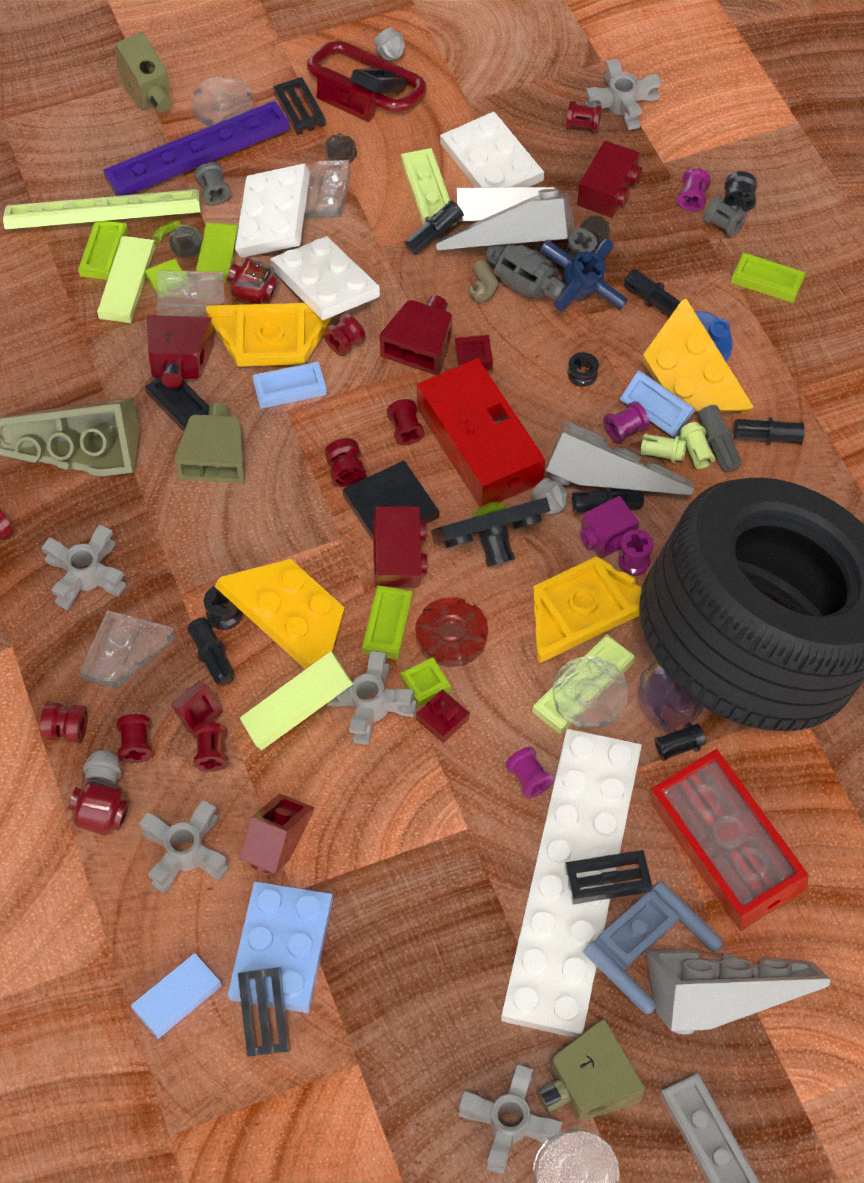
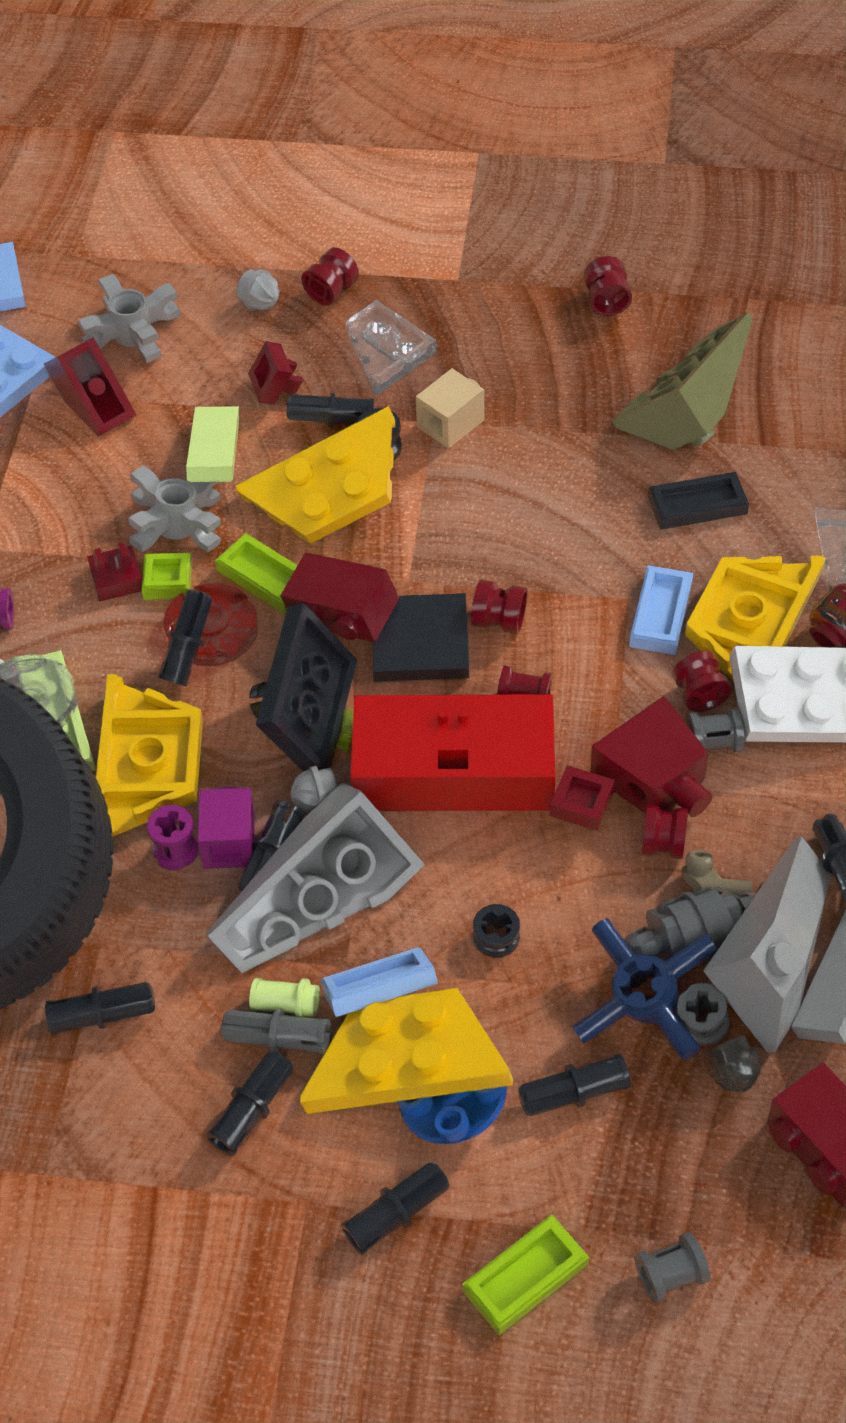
camera: 120 degrees right, 5 degrees down
(86, 578) = (505, 342): light grey pin -> none
(98, 807) = (217, 273): dark red head -> none
(134, 738) = (274, 320): dark red bush -> none
(172, 571) = (450, 408): none -> tan brick
(178, 347) = (767, 505): dark red torso -> none
(210, 747) = (220, 371): dark red bush -> none
(212, 448) = (599, 496): olive torso -> none
(375, 312) = (729, 724): none -> dark grey bush
(468, 312) = (665, 831): none -> dark red wheel
(485, 619) = (186, 638): none -> black axle
(626, 422) = (372, 928): magenta bush -> none
(664, 447) = (307, 955): yellowish green pin -> none
(694, 189) = (752, 1252): magenta bush -> none
(740, 190) = (711, 1319): black wheel -> none
(777, 340) = (395, 1207): none -> black axle

